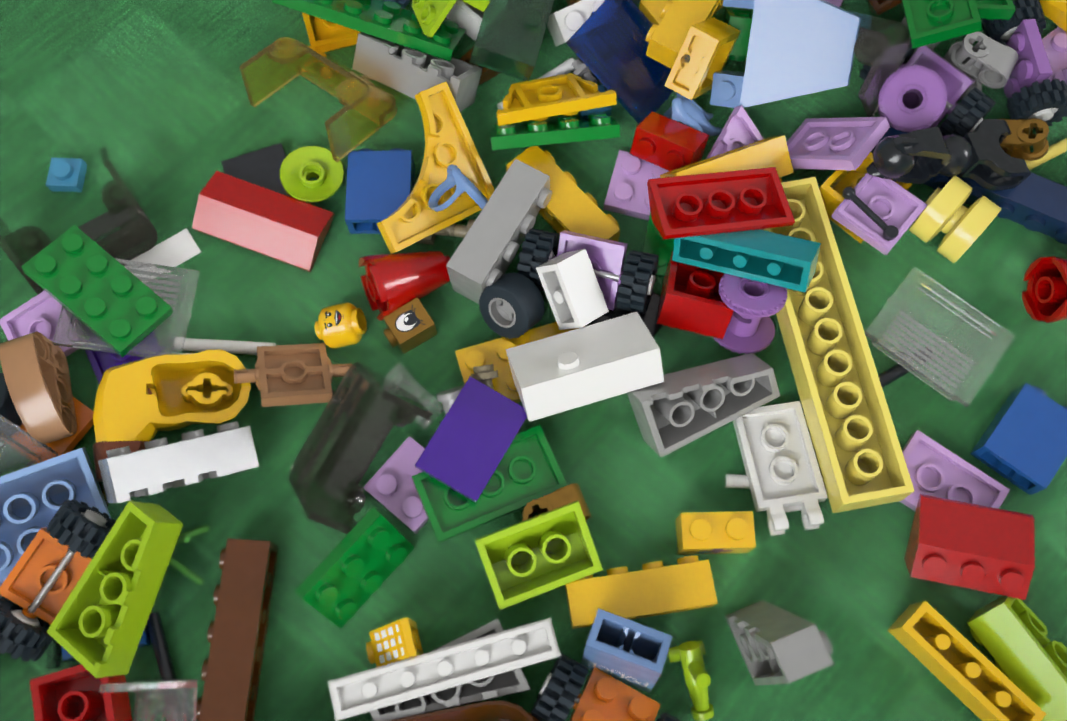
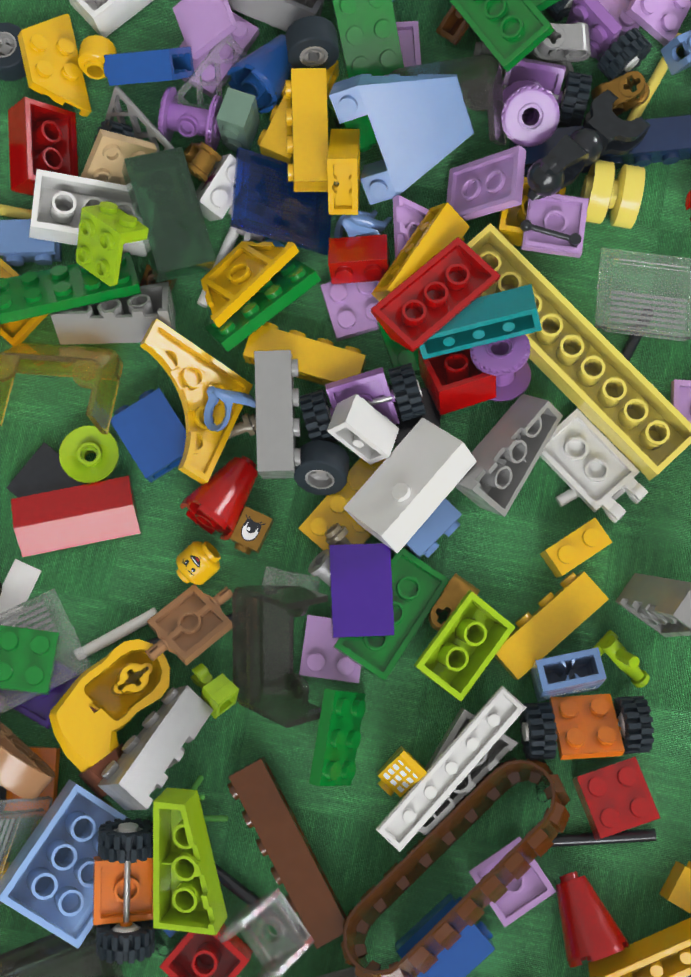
camera: 30 degrees left, 10 degrees up
(274, 453) = (217, 693): none -> lime piece
(582, 425) = (440, 522): none -> medium blue brick

